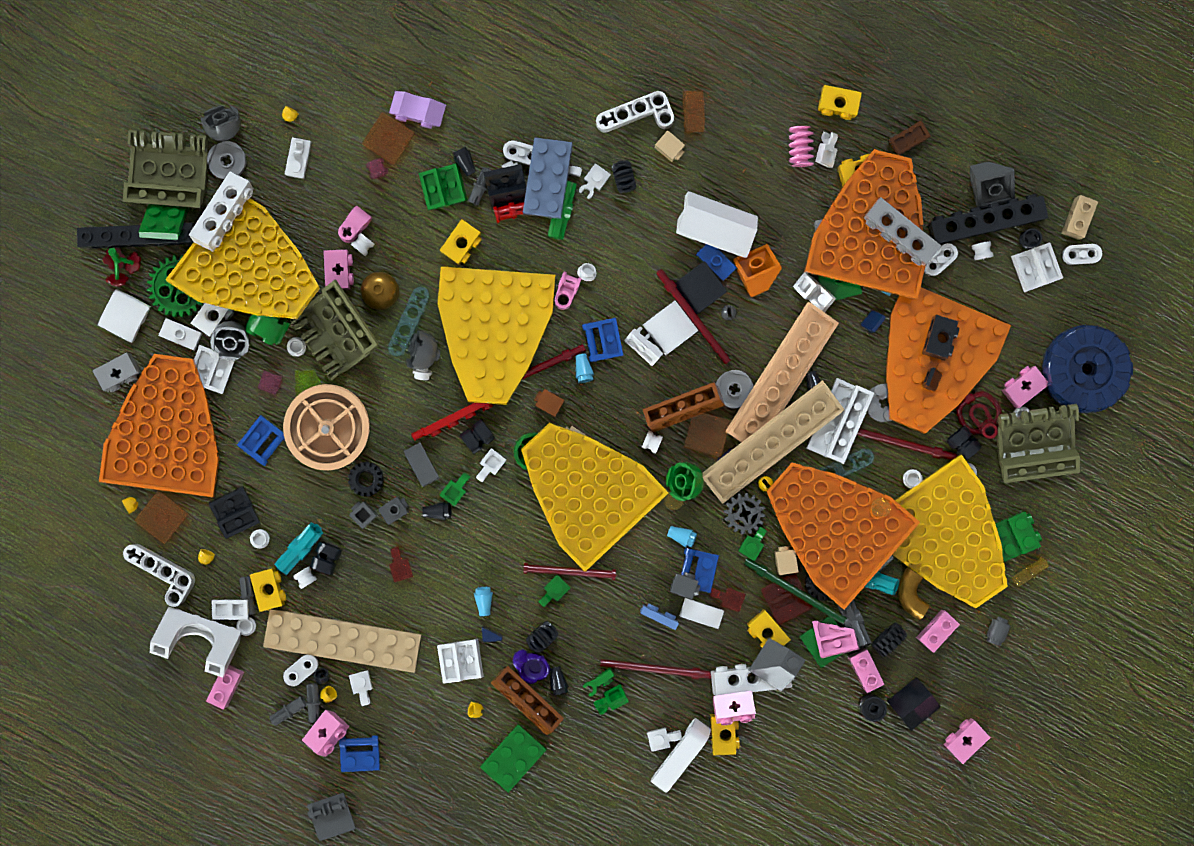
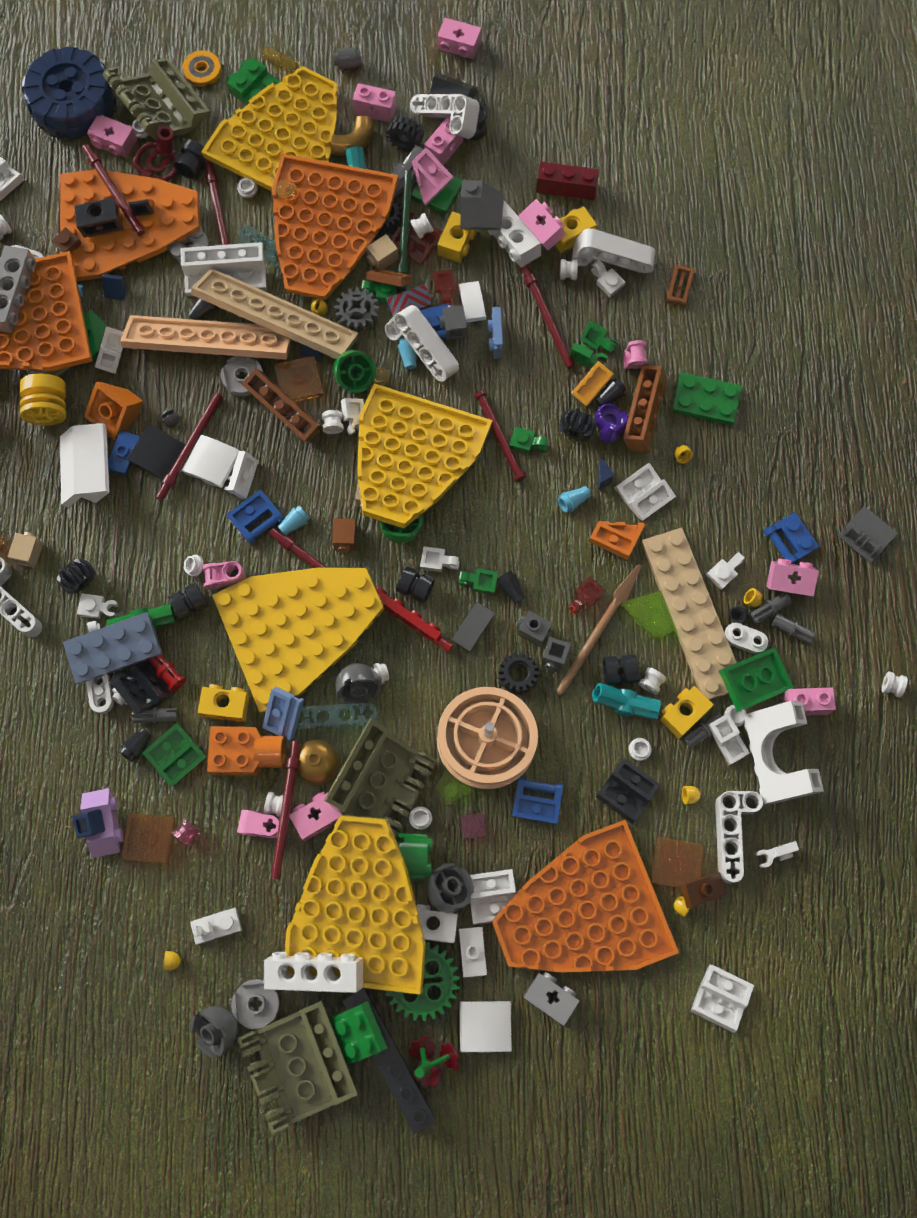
camera: 115 degrees left, 15 degrees down
(53, 495) = (722, 998): none -> white slope
(128, 599) = (783, 852): none -> white plate
(131, 524) = (703, 890): none -> reddish brown plate
(203, 761) = (894, 684): none -> white wheel
(262, 656) = (755, 679): none -> green plate
(359, 608) = (650, 613): none -> clear neon green wing
(383, 271) = (292, 765): none -> dark red bar
(385, 592) = (620, 595): none -> medium nougat piece
(415, 239) = (243, 751): none -> orange brick
(416, 99) = (88, 823): none -> dark blue slope
(427, 283) = (282, 713): none -> medium blue plate
(433, 617) = (616, 537): none -> orange wing
(558, 253) = (189, 600): none -> black wheel
(573, 671) = (592, 383): none -> light orange plate
(575, 718) = (635, 355): none -> bright pink piece
(631, 791) = (676, 299): none -> dark orange tile
(652, 462) = (351, 412): none -> white plate
(681, 552) = (424, 341): none -> white beam
(687, 709) = (568, 269): none -> white wheel
(729, 560) = (416, 296): none -> tile
(757, 554) = (389, 277): none -> dark orange tile
(771, 756) = (567, 180): none -> dark red brick
(791, 607) = (422, 225): none -> white wheel
(792, 216) = (42, 399): none -> yellow wheel
(879, 697) = (459, 108): none -> white beam
(934, 300) = (66, 241): none -> reddish brown plate
(1001, 359) = (95, 162): none -> dark red bar
(1069, 500) = (201, 59): none -> light orange tile

